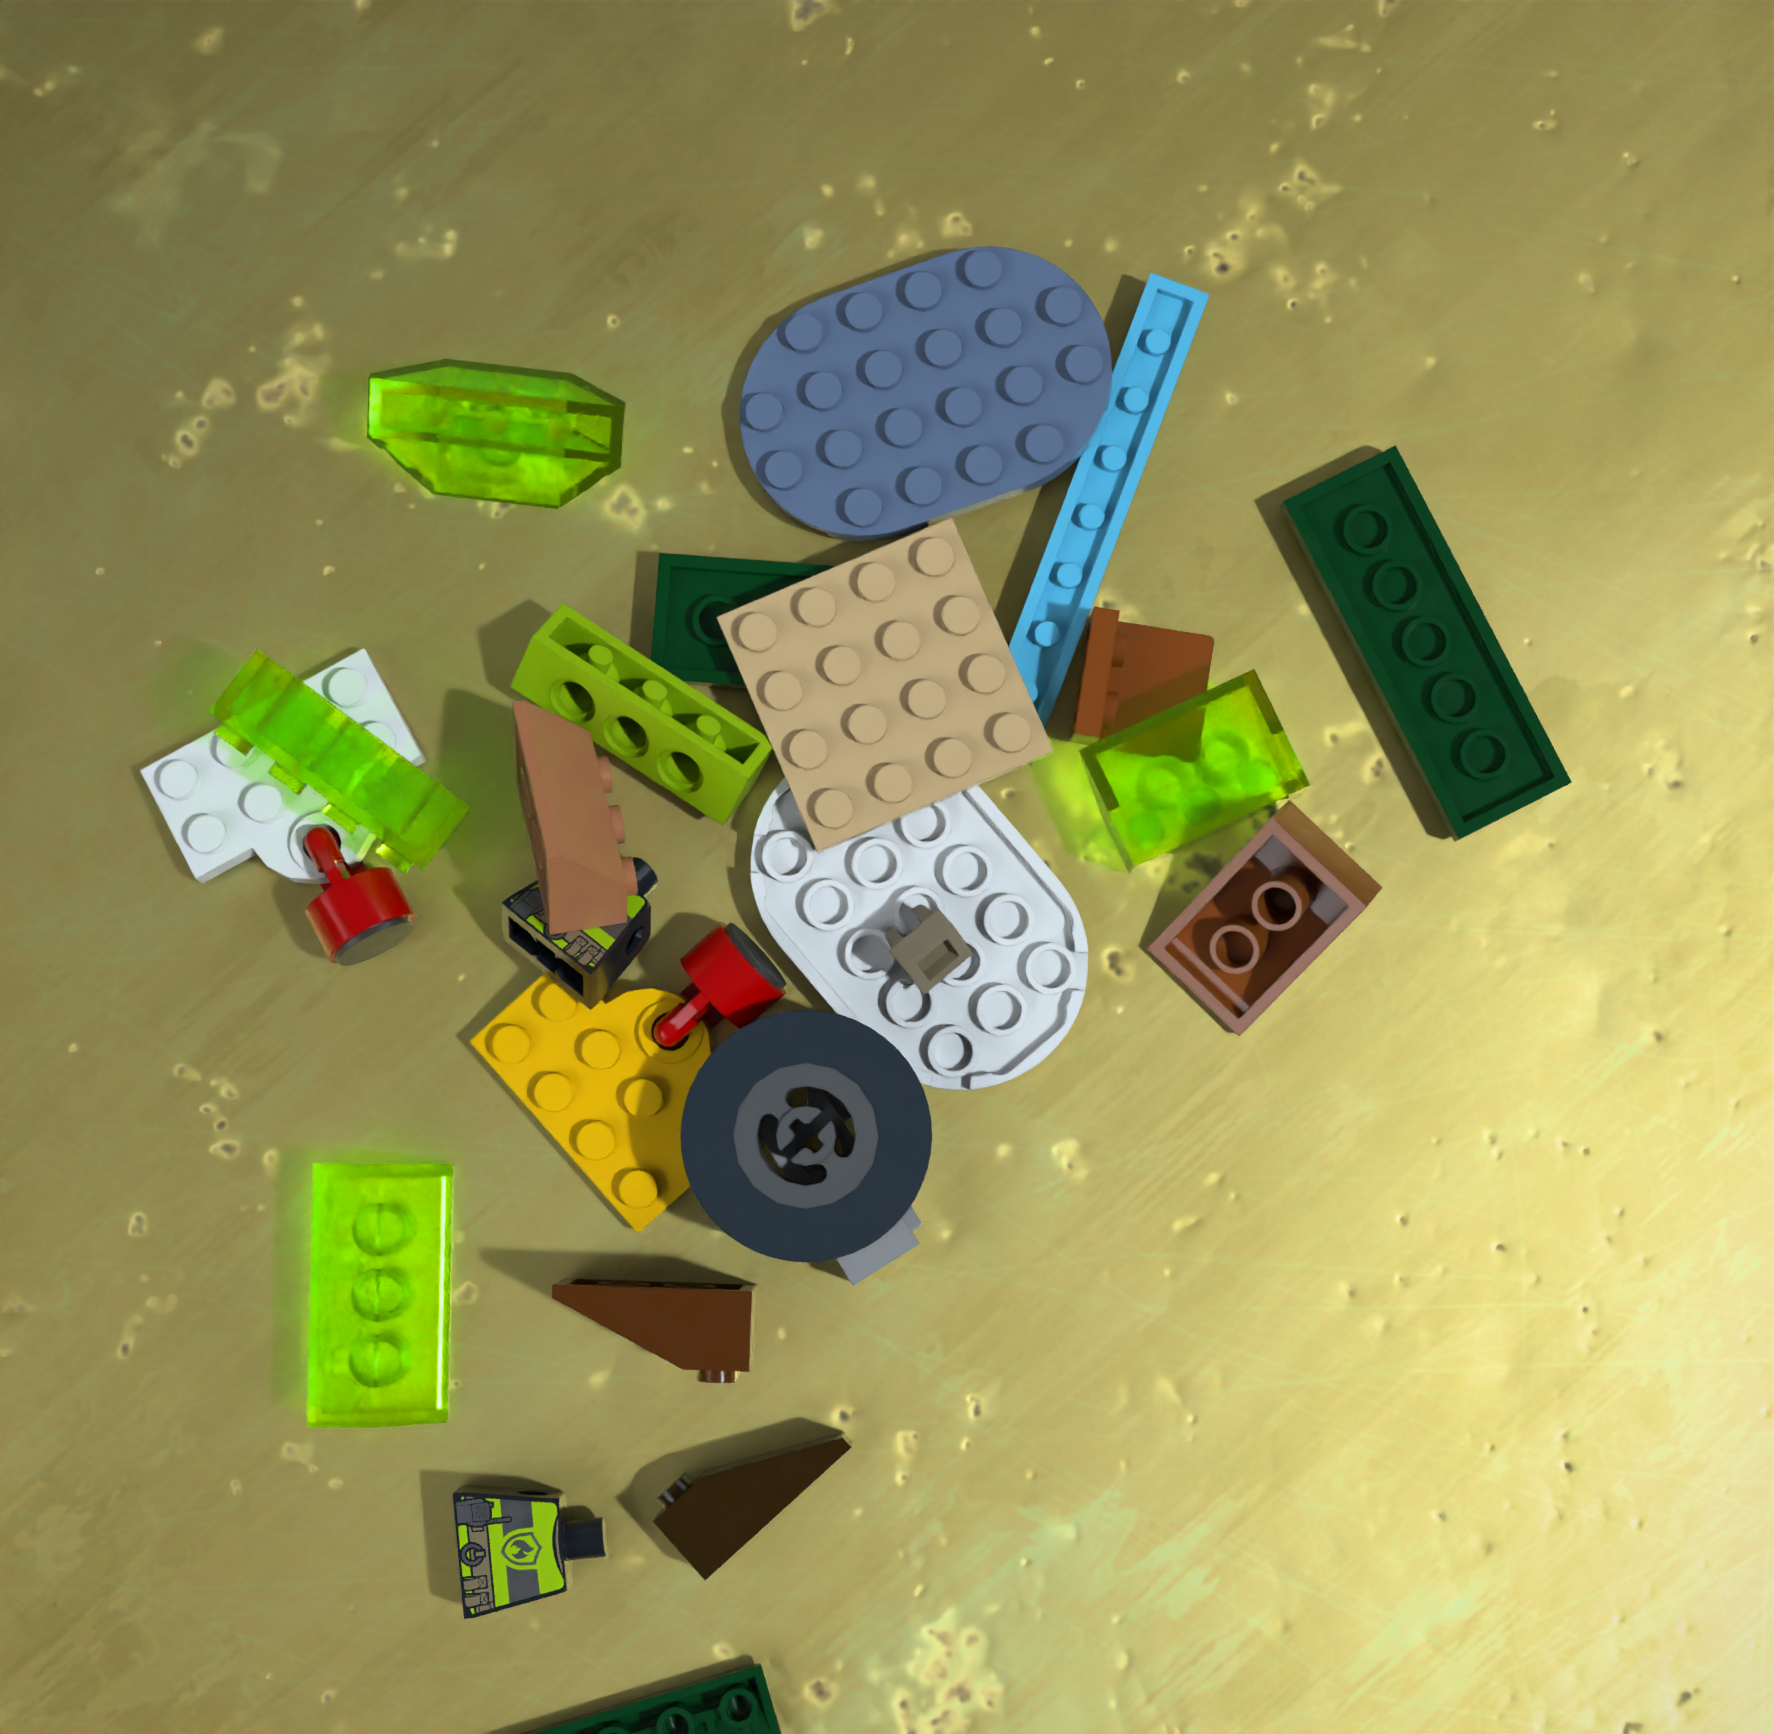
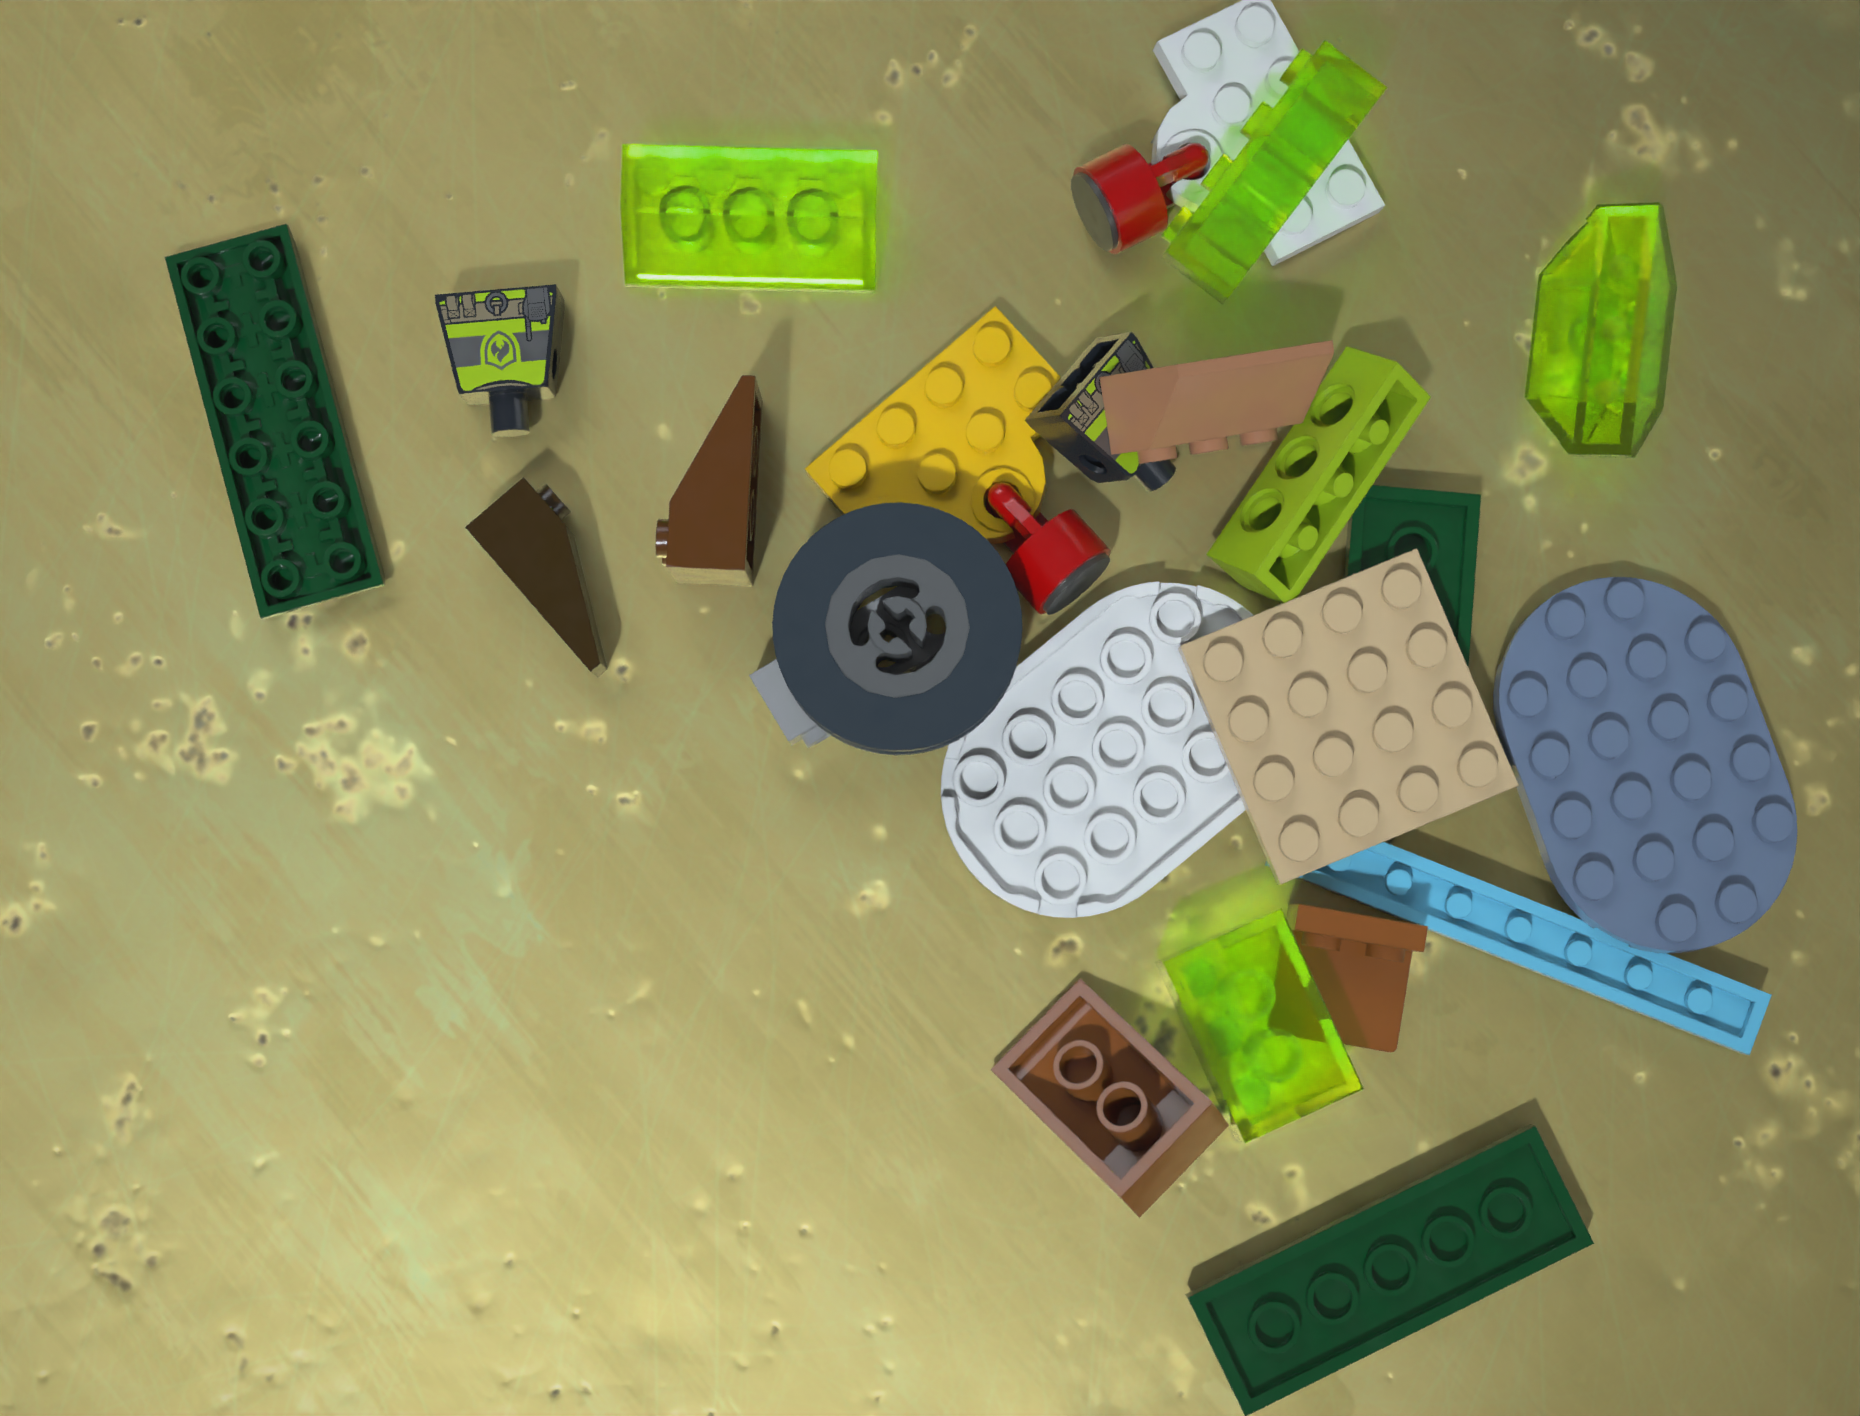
camera: 90 degrees right, 0 degrees up
(929, 949) = (1081, 755): dark tan tile -> none

